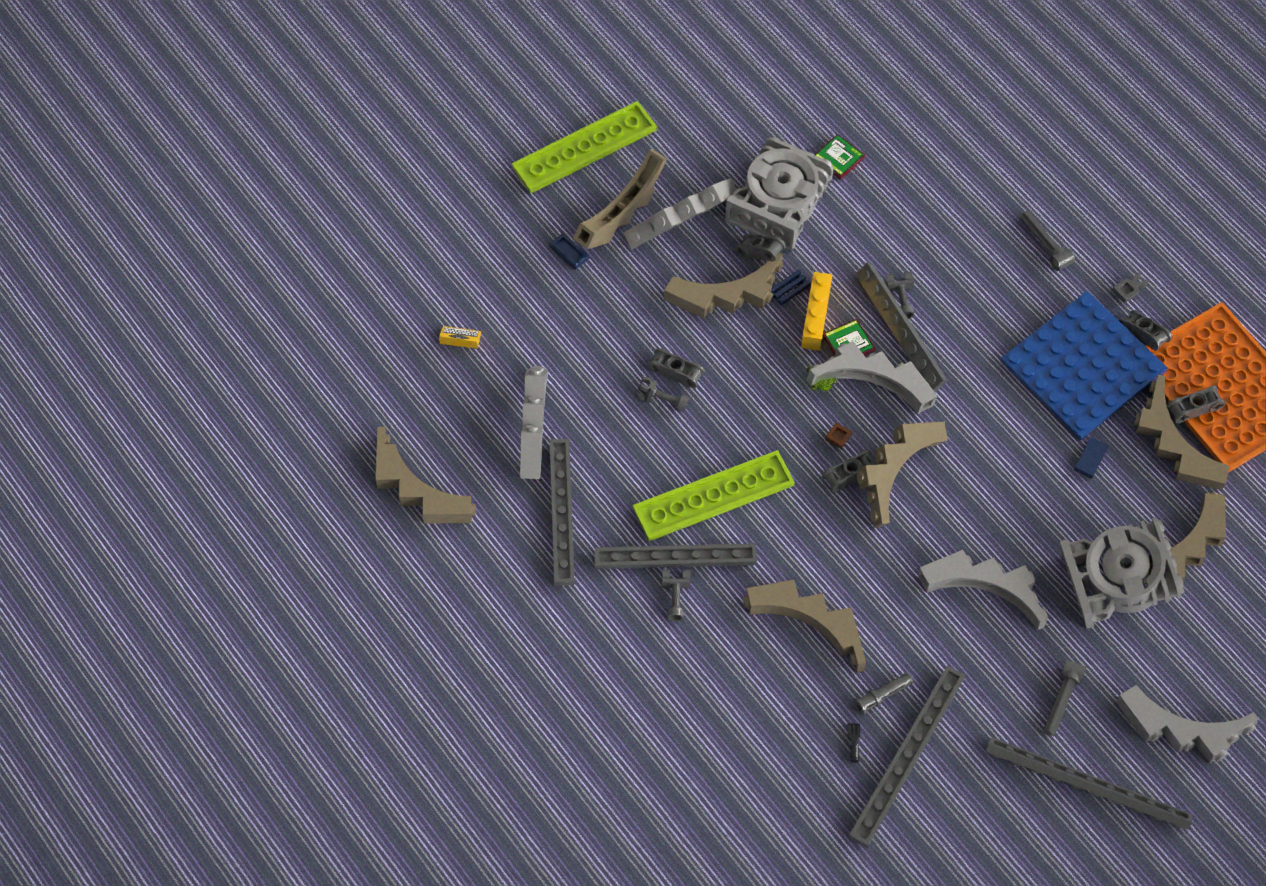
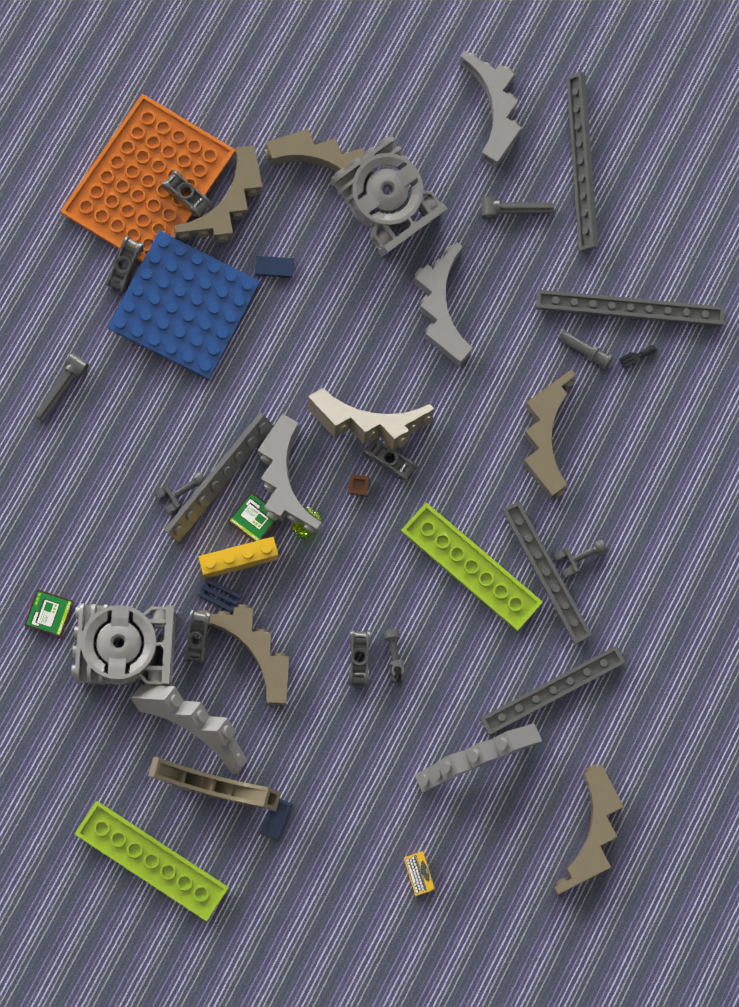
camera: 120 degrees left, 15 degrees up
(1129, 289) = (81, 297): dark grey plate -> none

